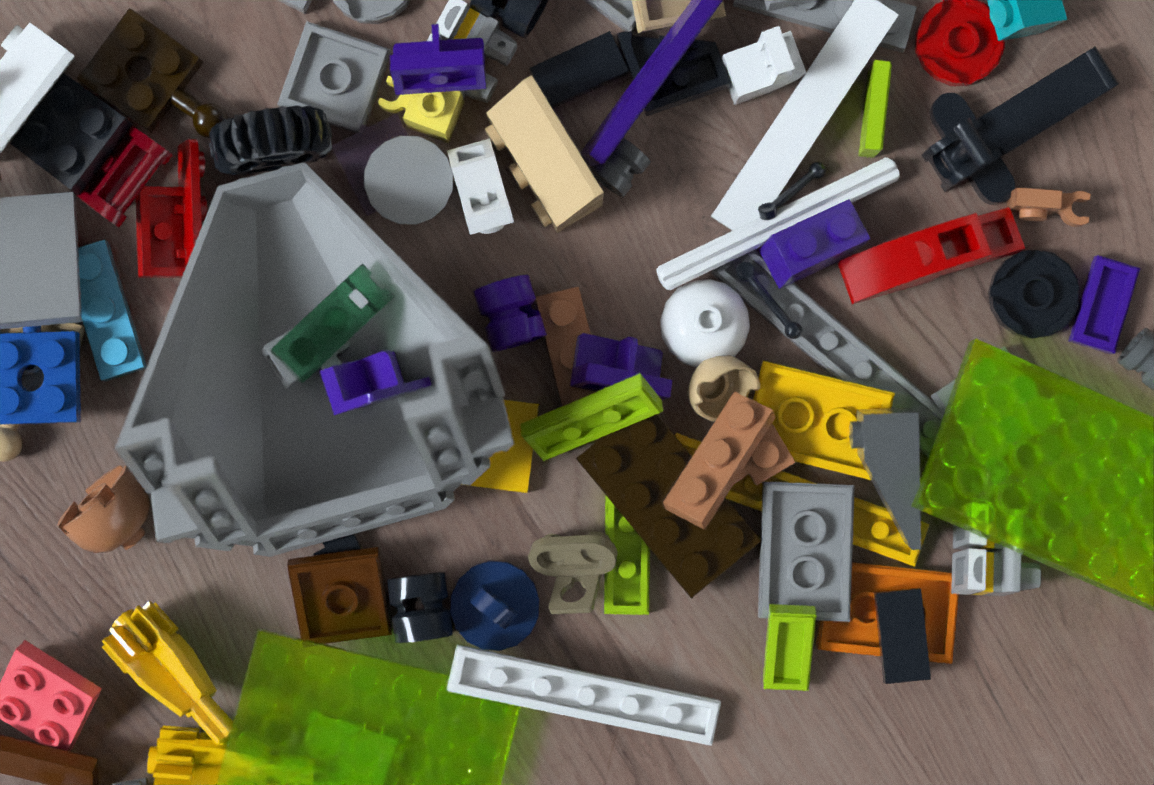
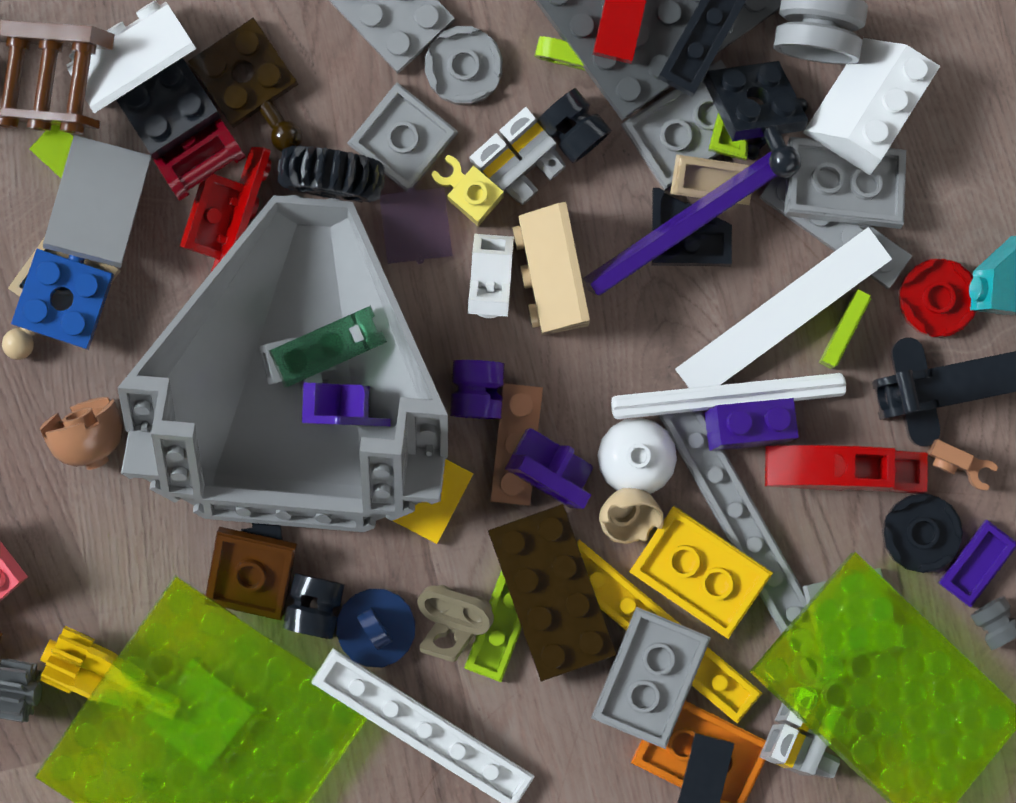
camera: 25 degrees right, 0 degrees up
(107, 314) = (142, 267): medium azure plate -> none
(166, 667) = (87, 578): yellow piece -> none
(408, 180) = (433, 247): light grey tile -> none
(438, 65) = (493, 163): dark purple panel -> none
(579, 70) = (609, 206): black tile -> none
(591, 417) = (513, 501): lime tile -> none
(620, 168) = (614, 301): dark grey wheel -> none
(719, 460) = (605, 575): nougat plate -> none
(745, 271) = (686, 426): black hinge -> none
(763, 65) = (764, 259): white brick -> none
(768, 458) = (640, 583): nougat plate -> none
(769, 210) = (723, 382): black hinge -> none
(789, 647) = (607, 752): lime tile -> none
(890, 454) = (748, 621): dark grey slope -> none

